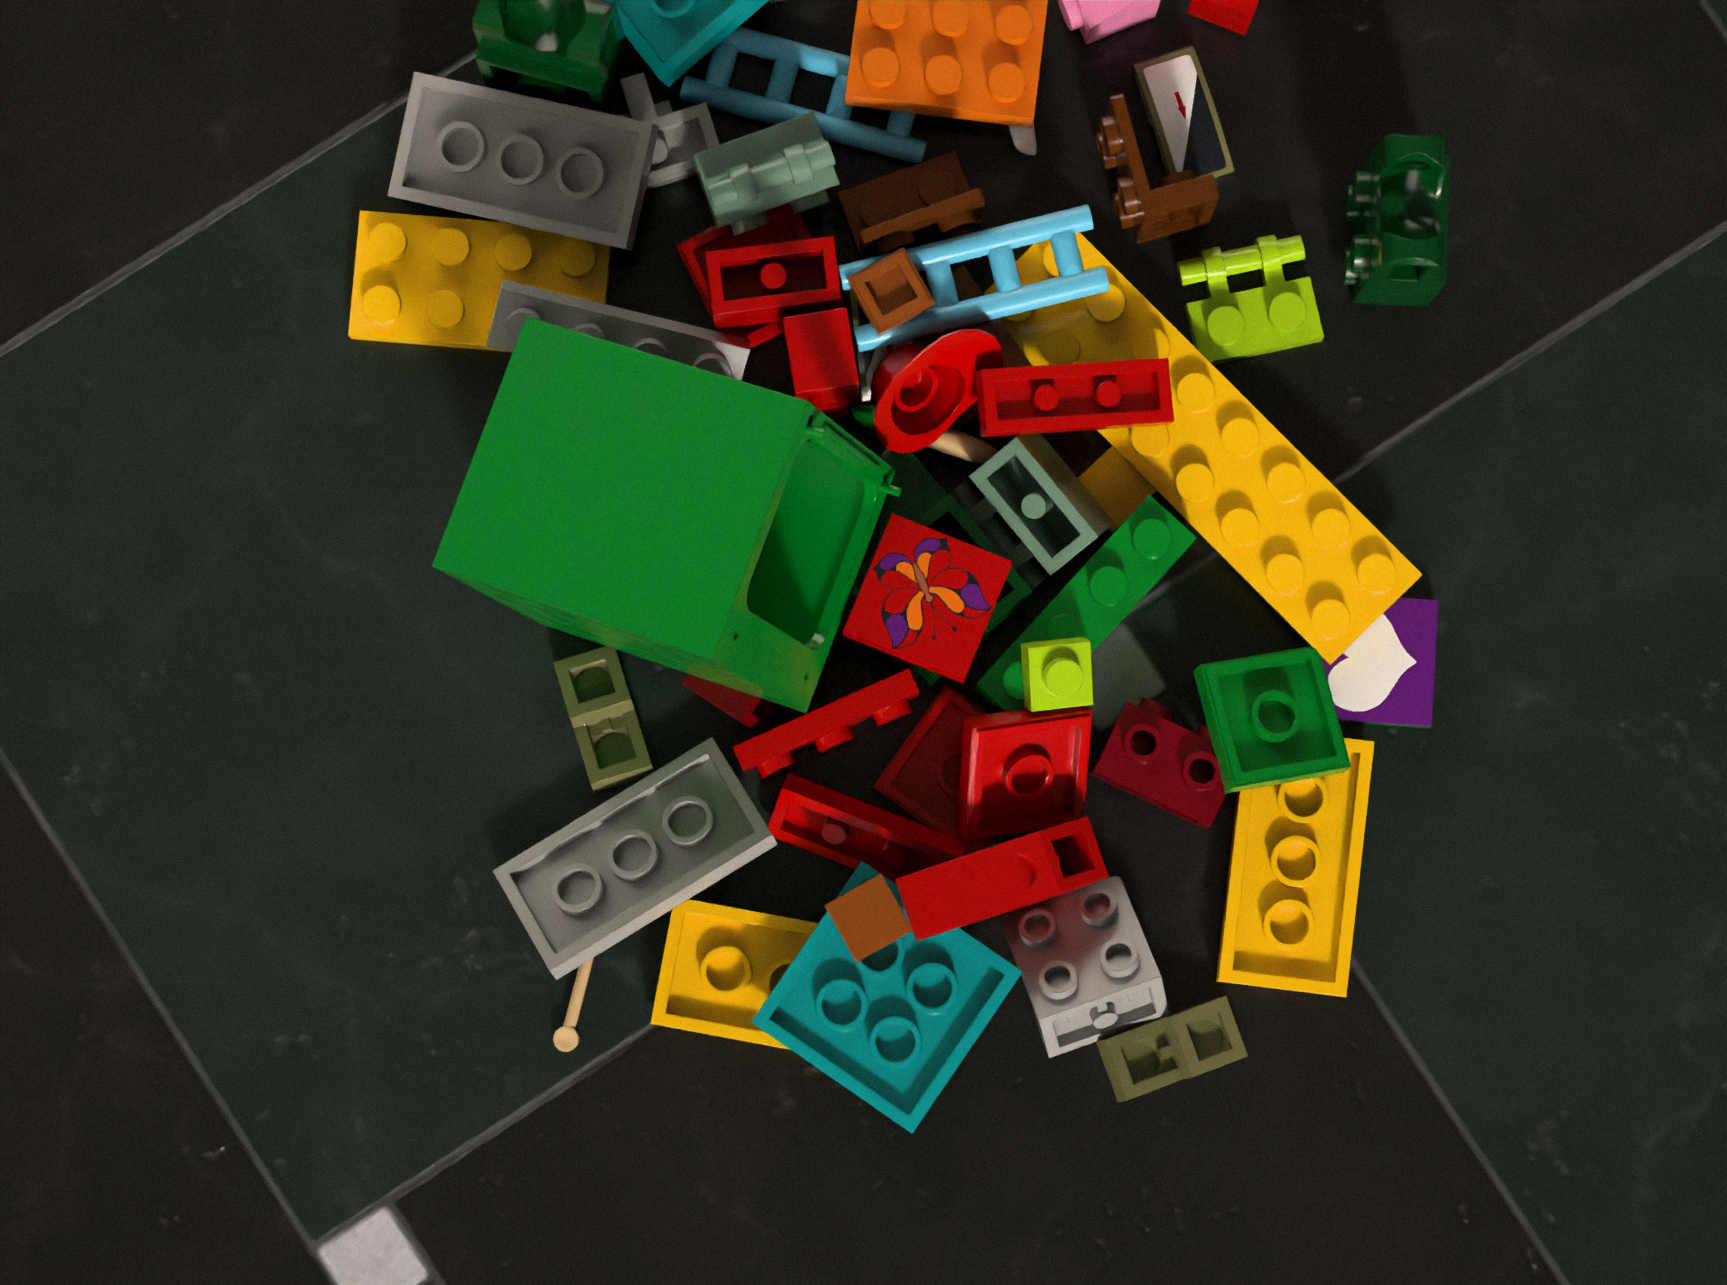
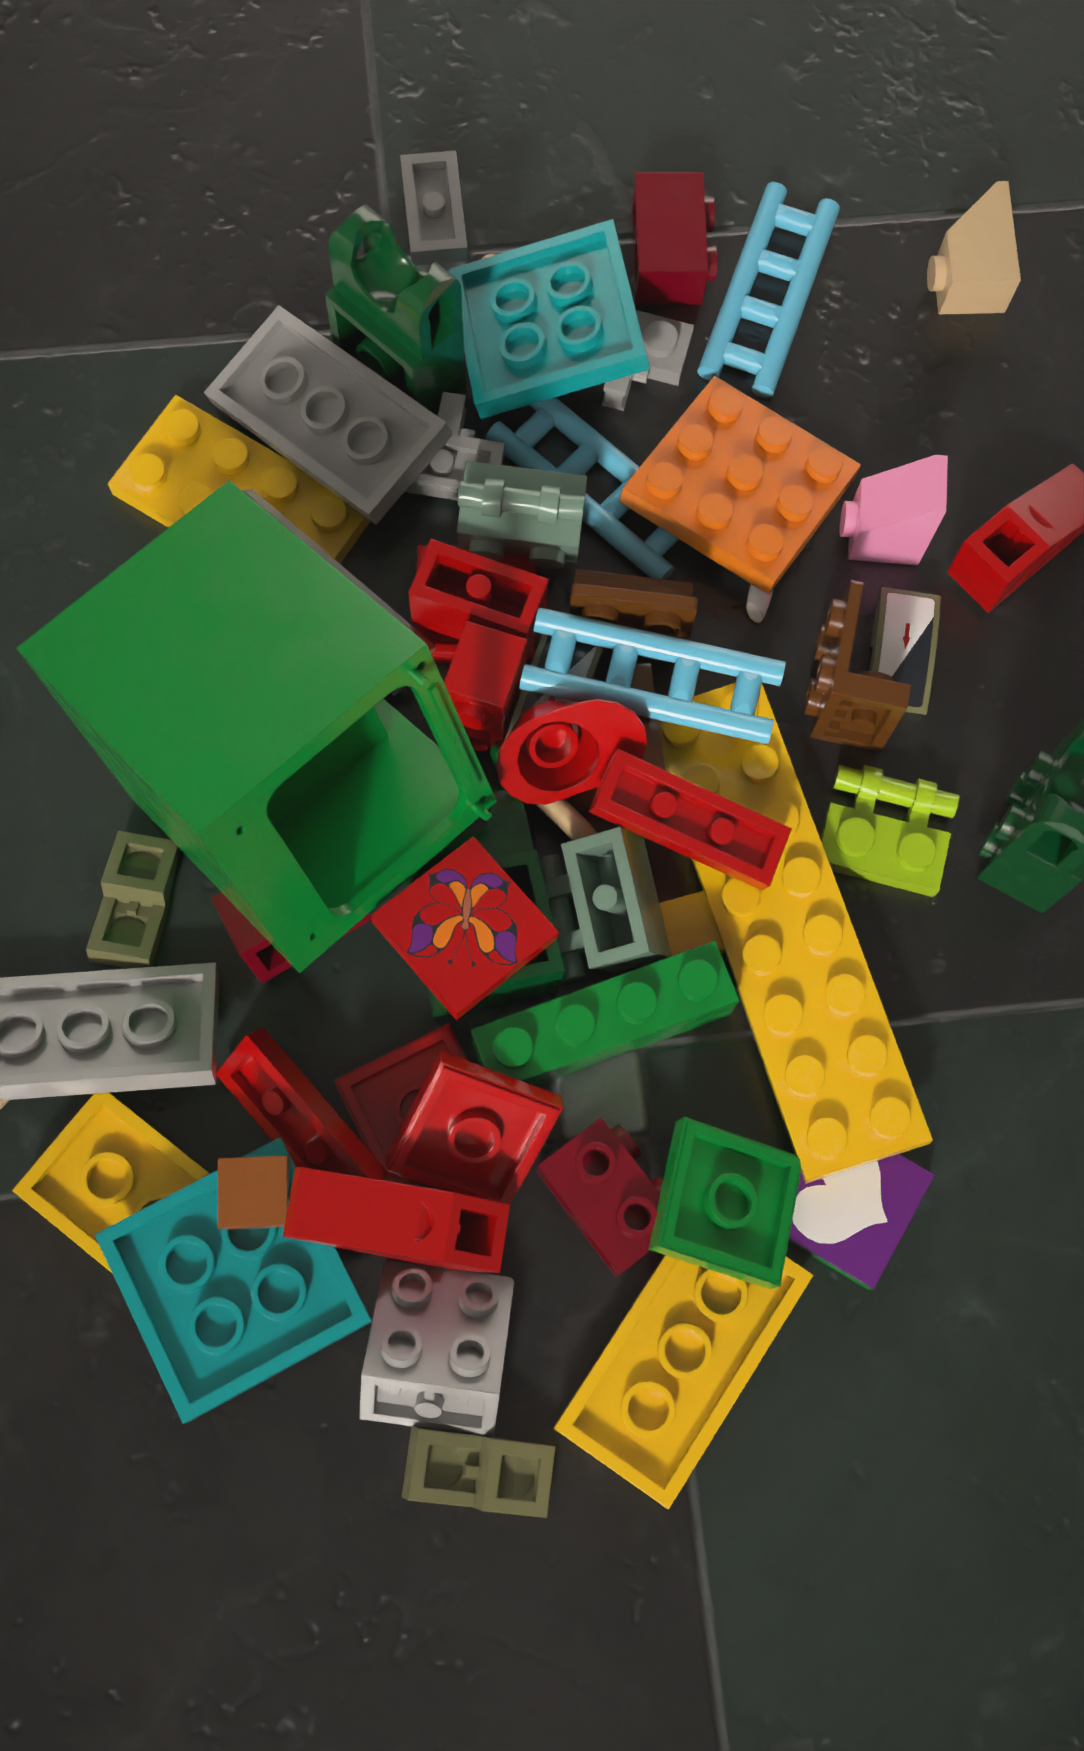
camera: 25 degrees right, 10 degrees down
(828, 725) = (321, 1003): red plate -> none
(891, 292) = (573, 646): dark orange tile -> none
(1057, 674) = (547, 1056): lime plate -> none

